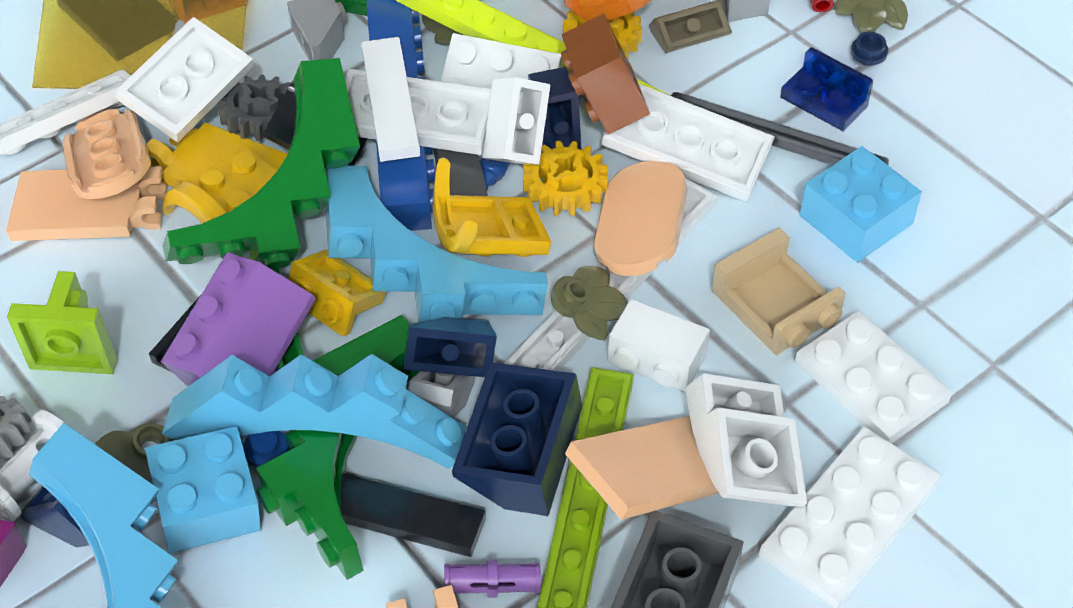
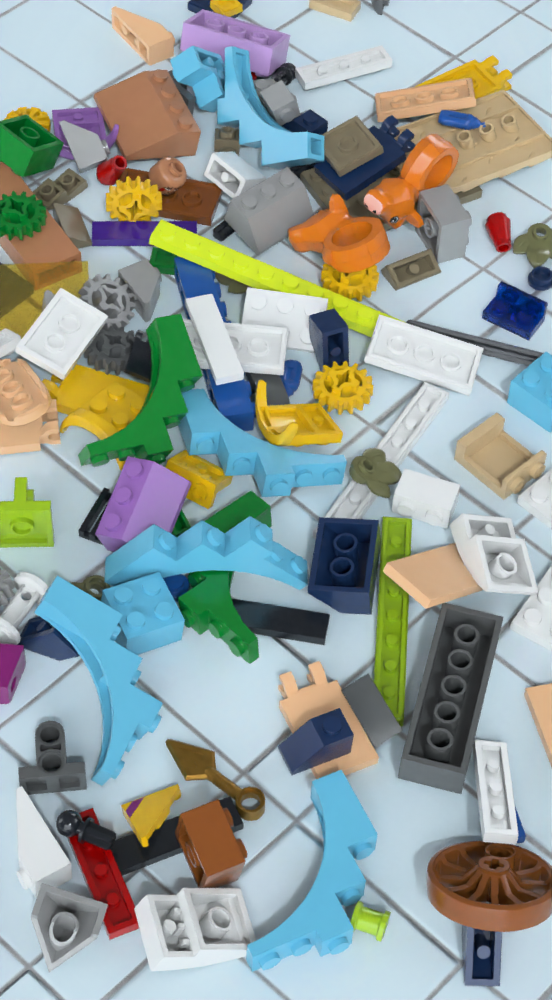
camera: 10 degrees left, 0 degrees up
(263, 41) = (110, 299): none -> light grey gear
(442, 390) = (289, 534): light grey slope -> none
(450, 346) = (291, 509): dark blue slope -> none
(493, 578) = (343, 655): medium lavender pin -> none
(516, 121) = (307, 350): white brick -> none
(603, 75) = (363, 312): brick -> none
(641, 218) = (400, 411): light nougat tile -> none

